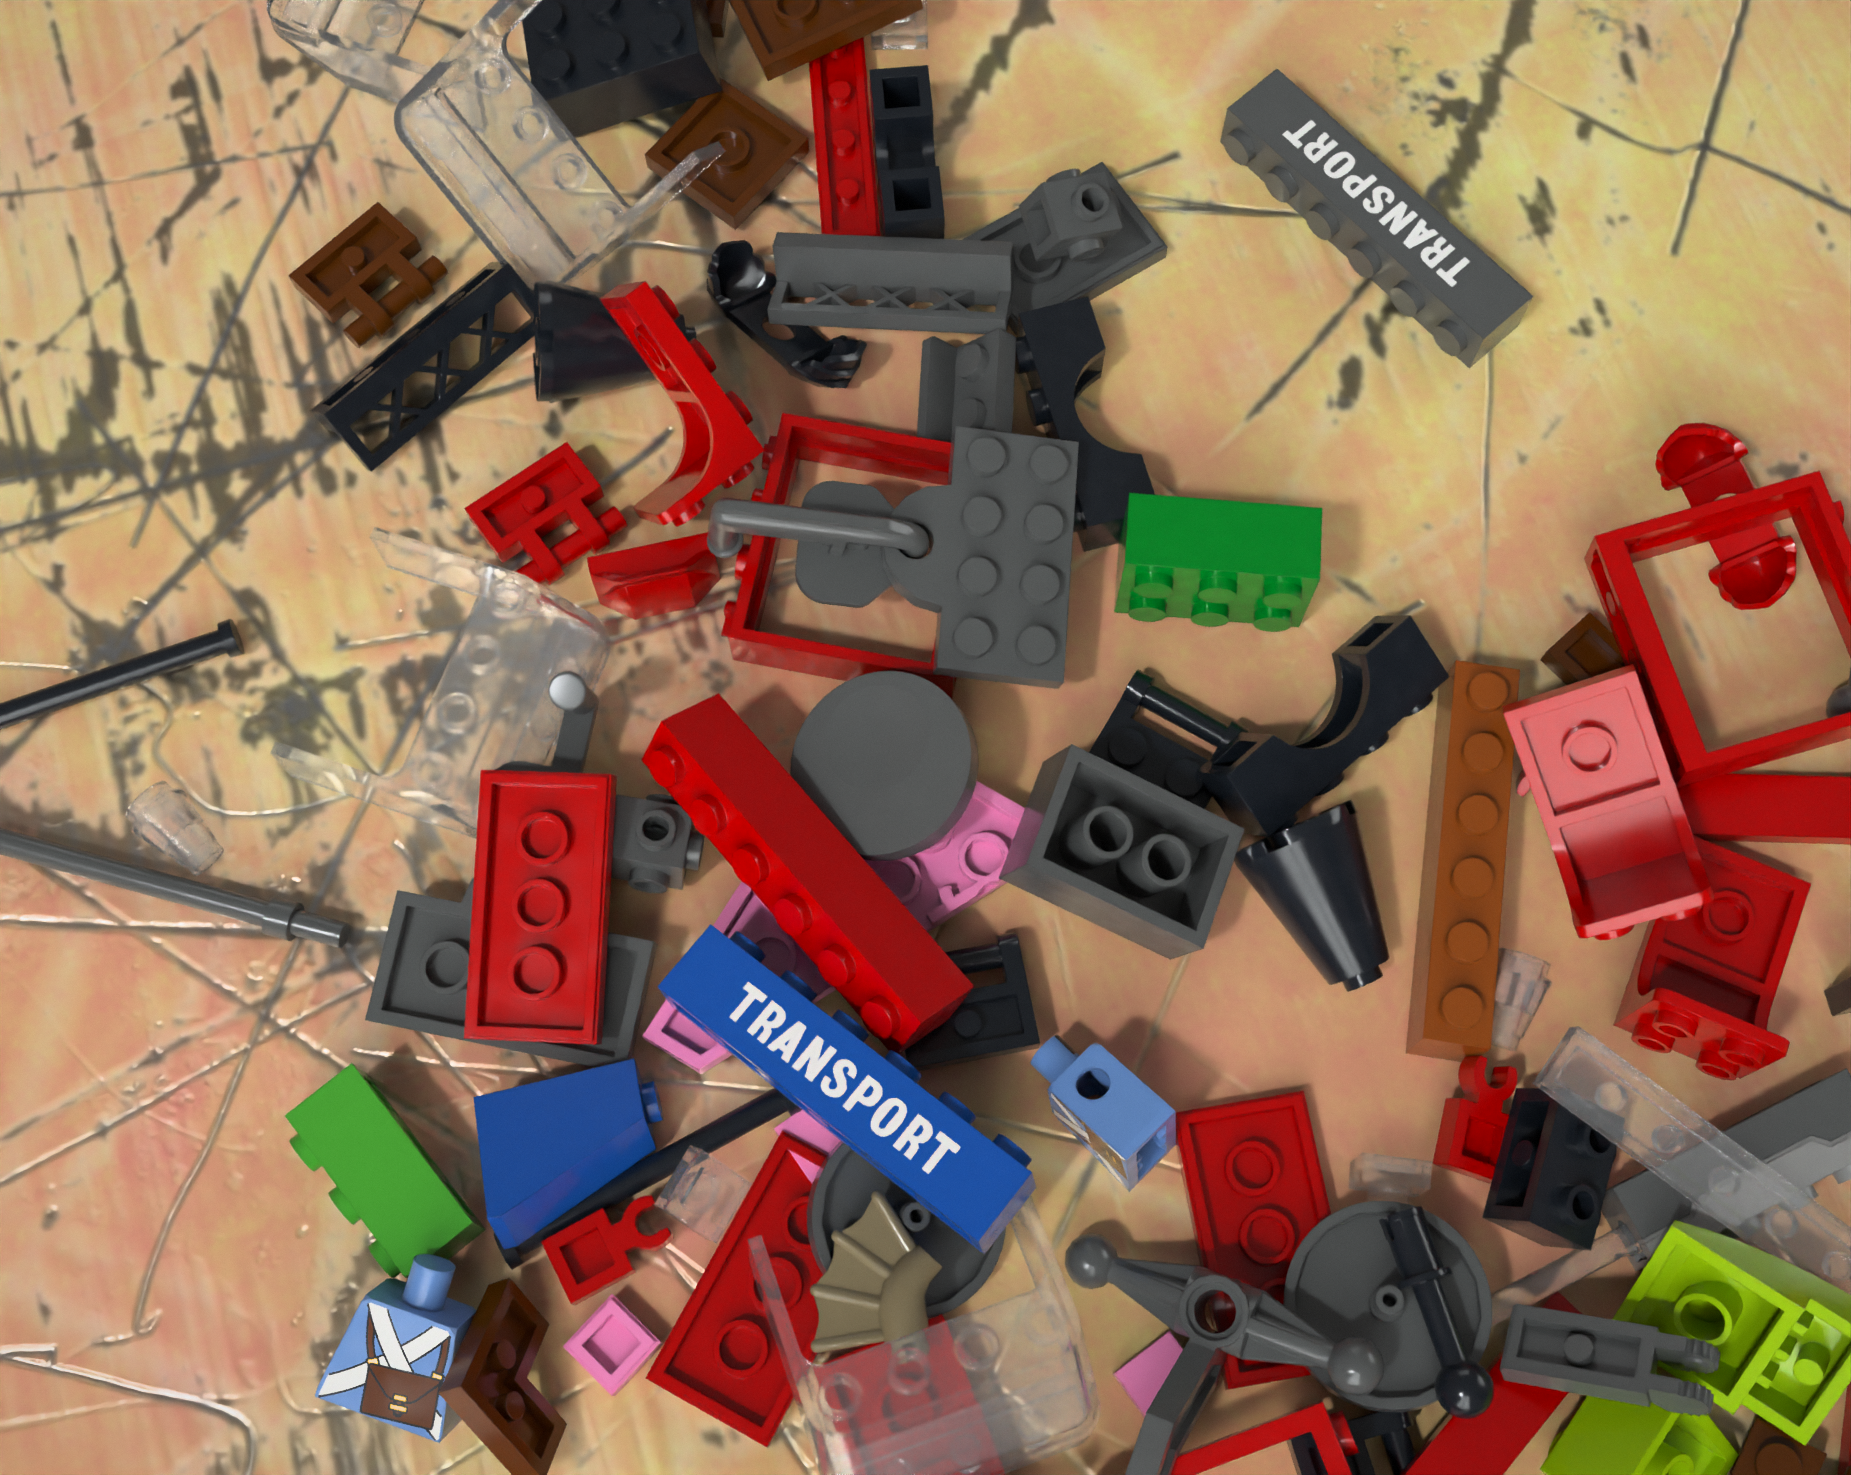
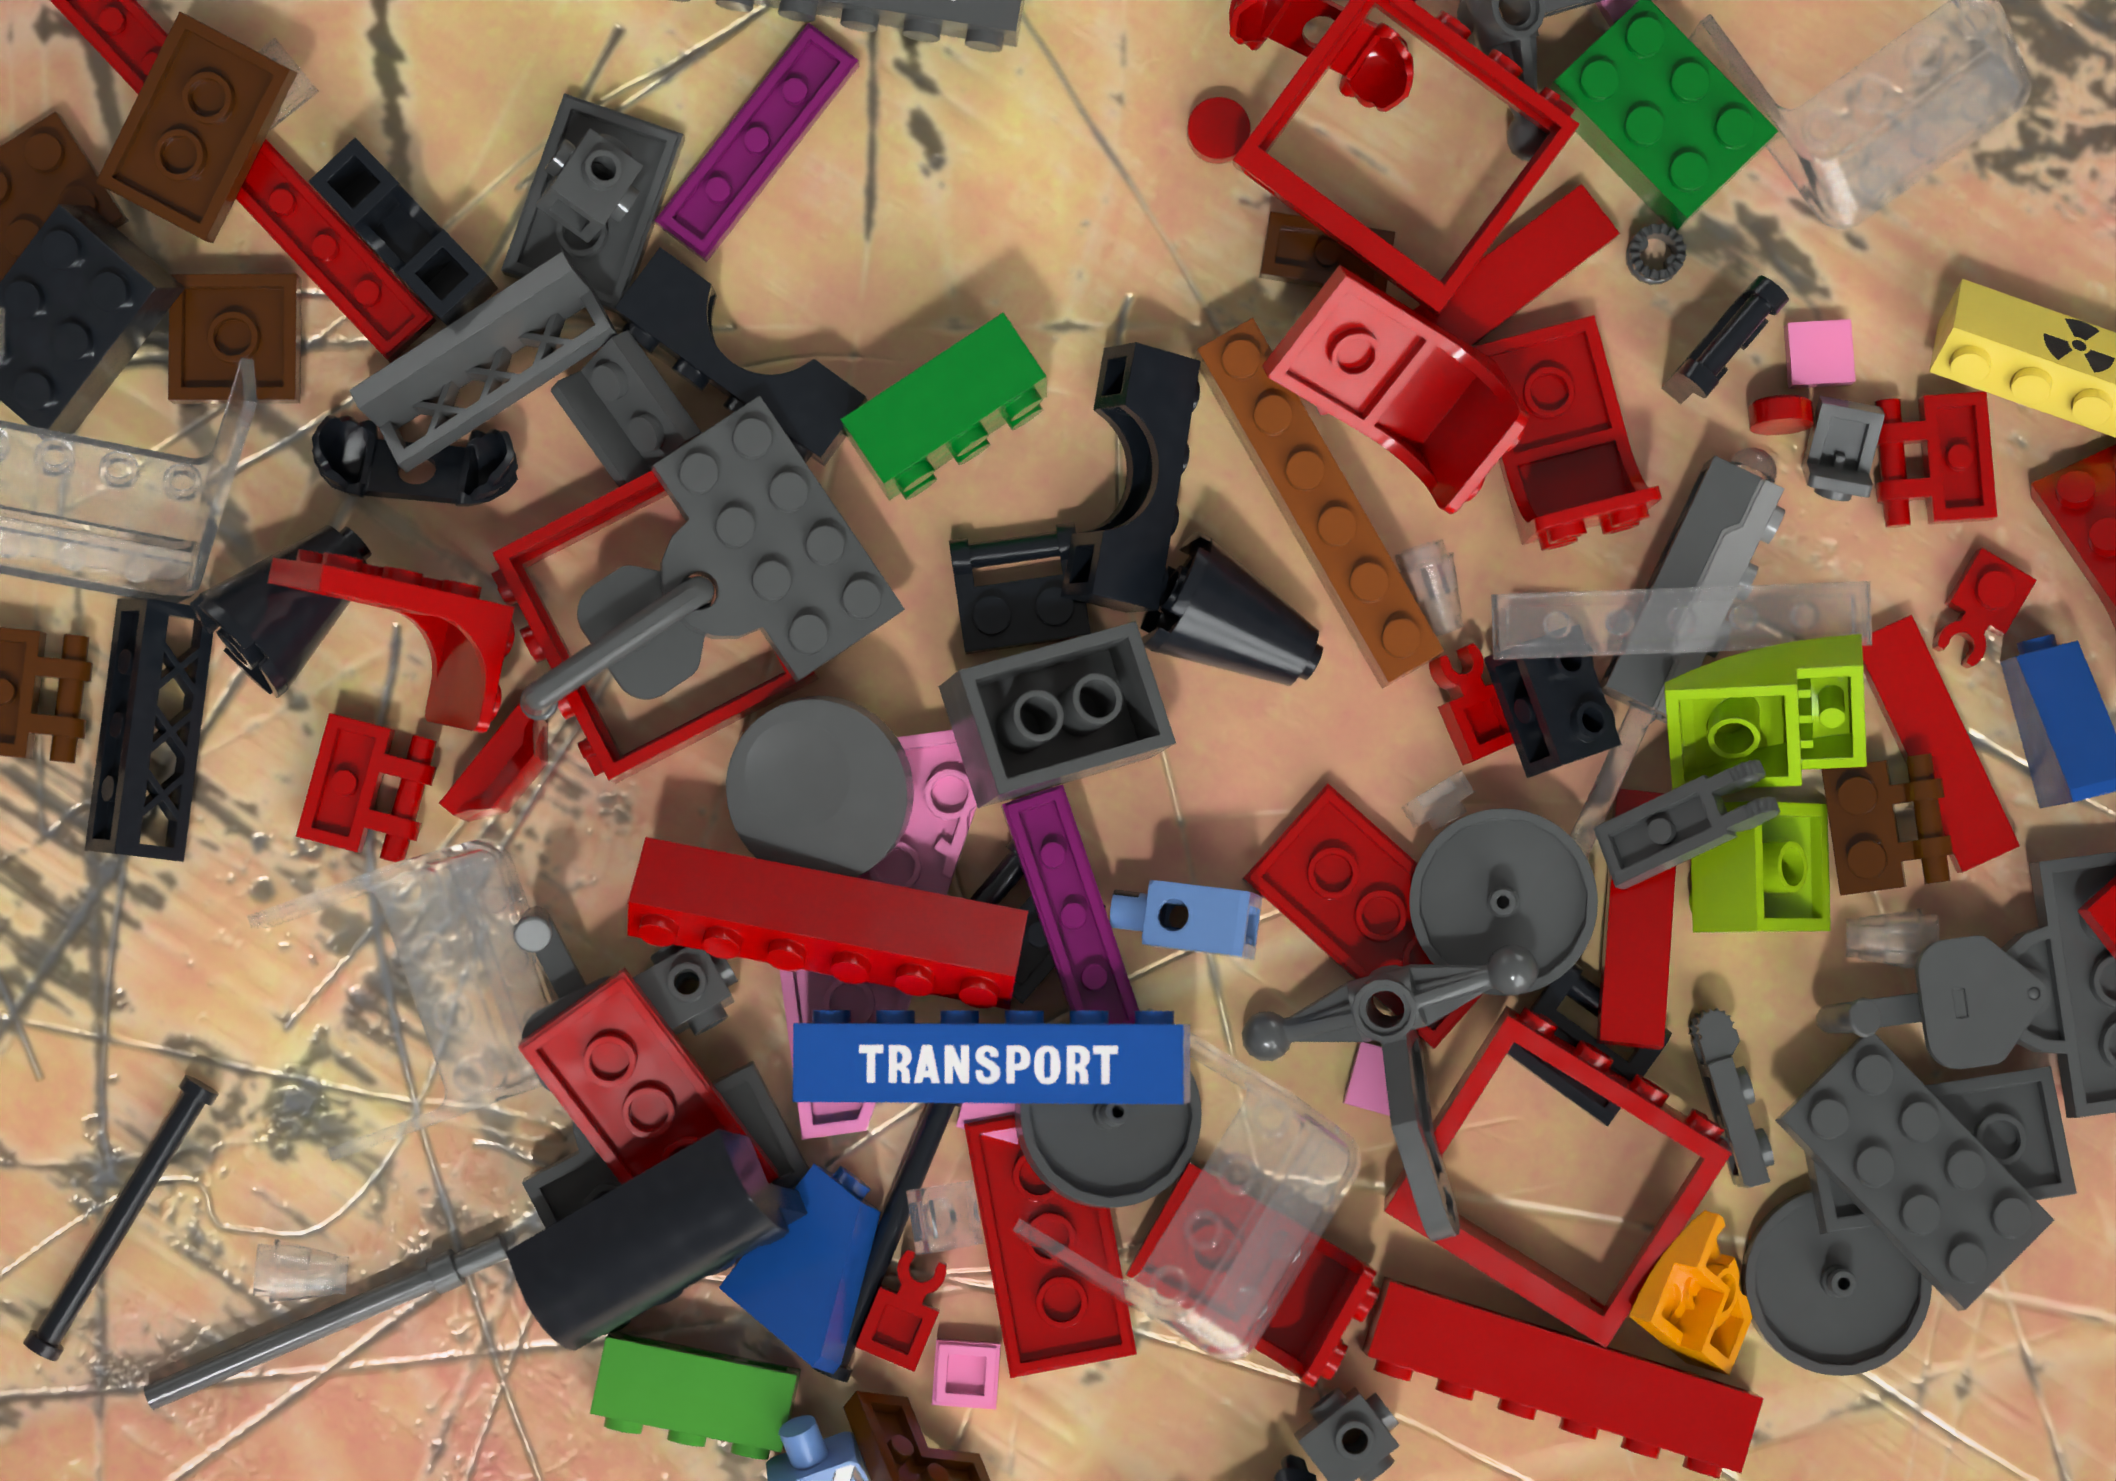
camera: 40 degrees left, 15 degrees up
(453, 1007) = (651, 1239): none -> black brick
(873, 1282) = (1124, 1183): dark tan arm -> none
(1013, 1012) = (1069, 905): none -> magenta tile
(1217, 293) = (757, 142): none -> magenta tile
(1461, 1384) = (1597, 922): black pin -> none
(1581, 523) = (1218, 129): none -> red tile

